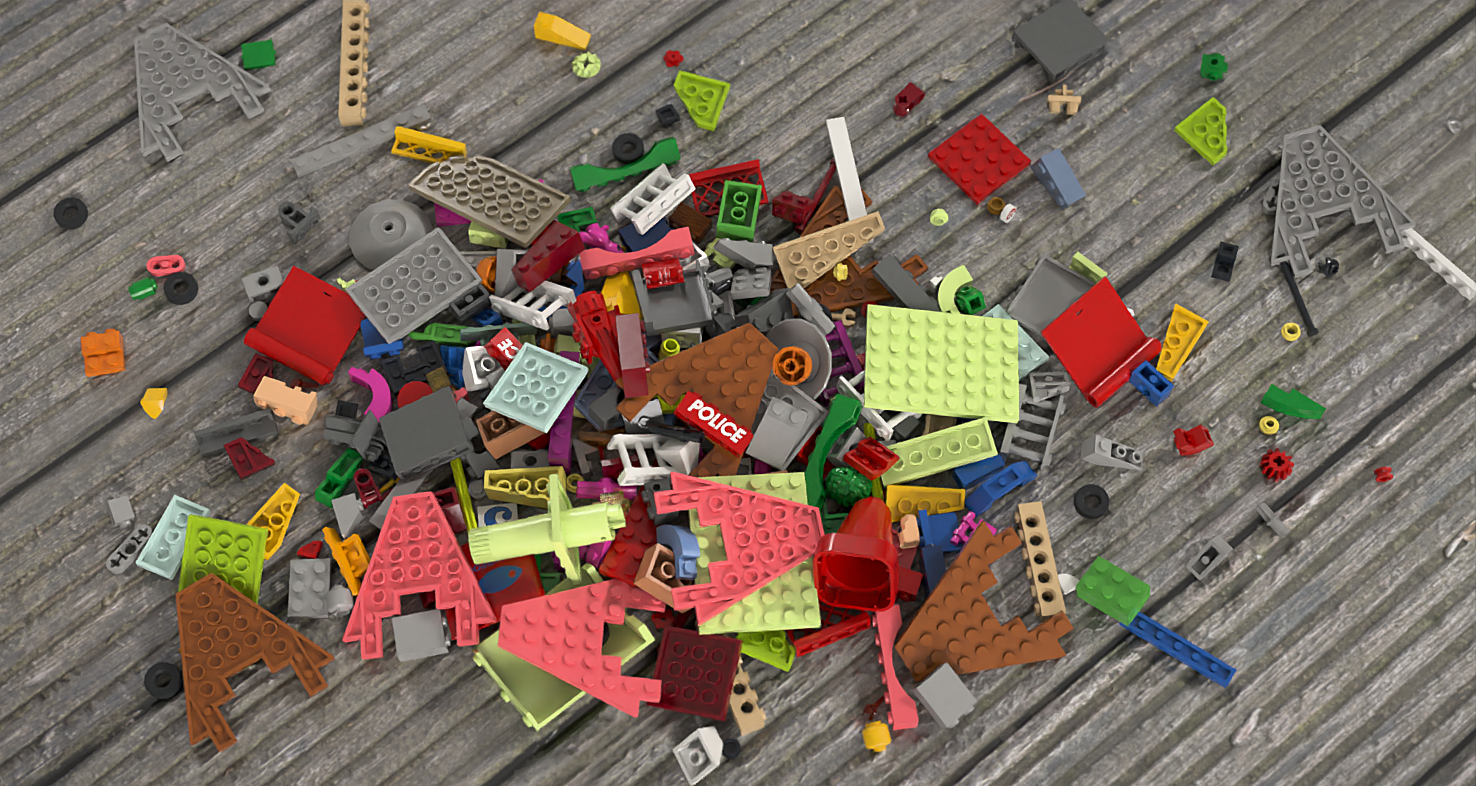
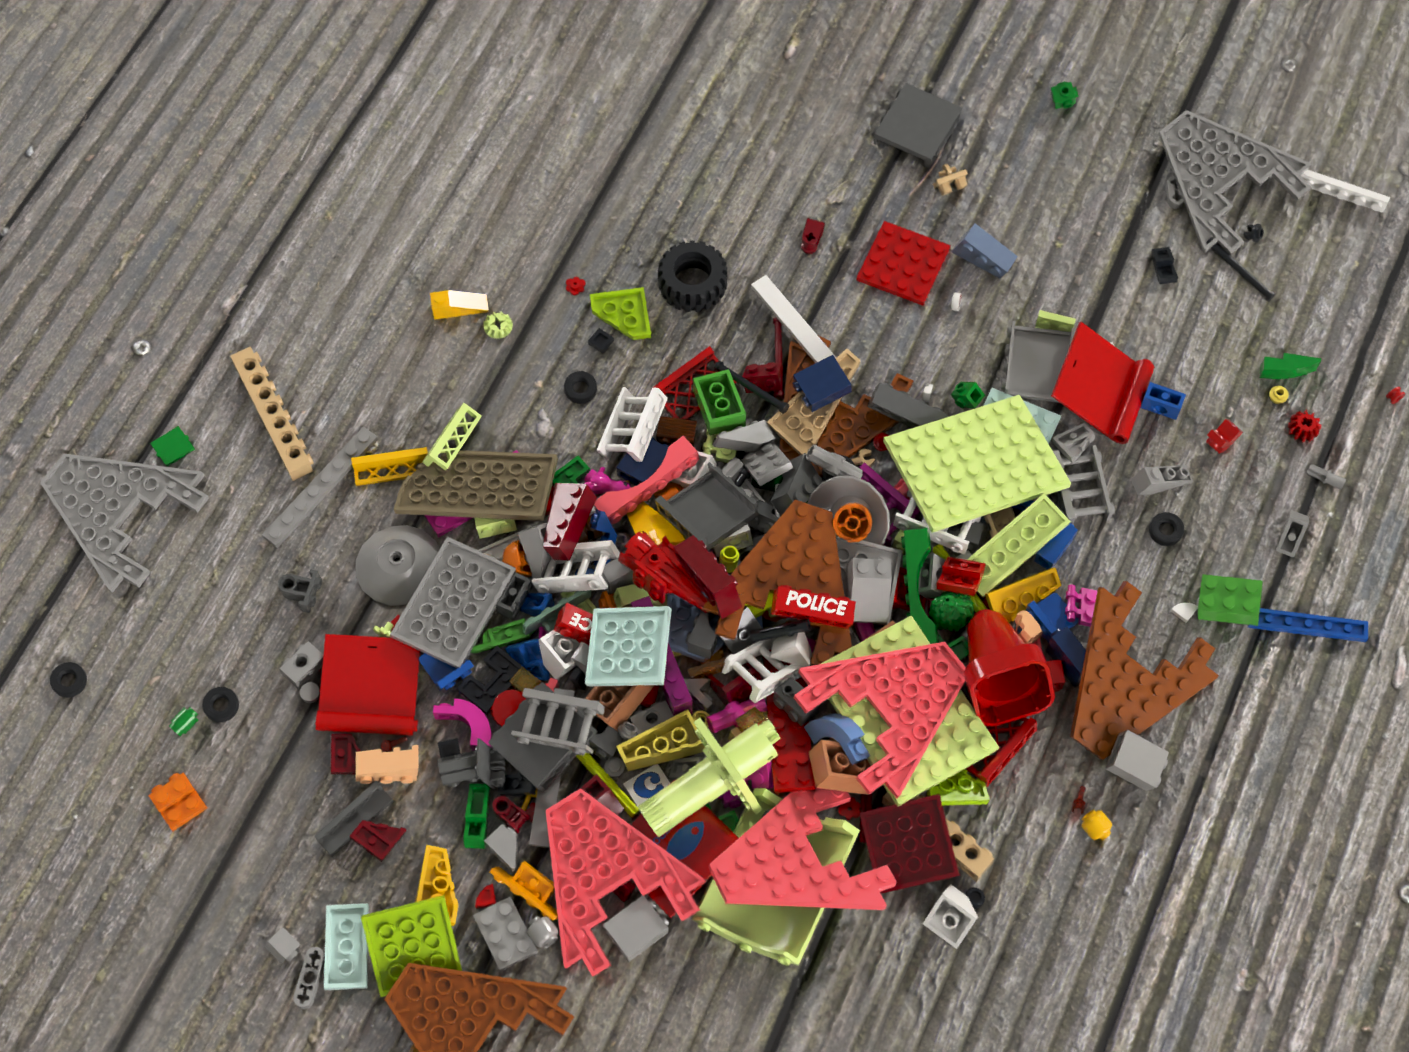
camera: 25 degrees left, 0 degrees up
(154, 401) = (256, 824): yellow tile -> none
(166, 265) = (194, 689): coral plate -> none
(445, 406) = (571, 706): none -> light grey fence
(487, 141) = (450, 428): none -> yellowish green fence
(502, 461) = (627, 730): none -> light grey plate
(587, 175) = (614, 378): green arch -> none
(663, 273) = (683, 488): red hinge -> none
(777, 72) = (692, 256): none -> black tyre
(792, 239) = (783, 407): none -> black bar
(836, 232) = (821, 383): none -> dark blue brick
(840, 271) = (839, 418): light yellow plate -> none
(901, 706) = (1104, 788): coral arch -> none
(938, 217) = (897, 331): yellowish green plate -> none
(950, 286) = (944, 385): yellowish green arch -> none
(995, 206) = (942, 299): pearl gold plate -> none
(998, 485) = (1082, 552): blue slope -> none
(1034, 513) = (1163, 606): tan brick -> none
(1180, 339) = (1164, 350): yellow wing -> none
(1206, 131) = (1087, 155): lime plate -> none
(1294, 328) = (1252, 299): light yellow plate -> none

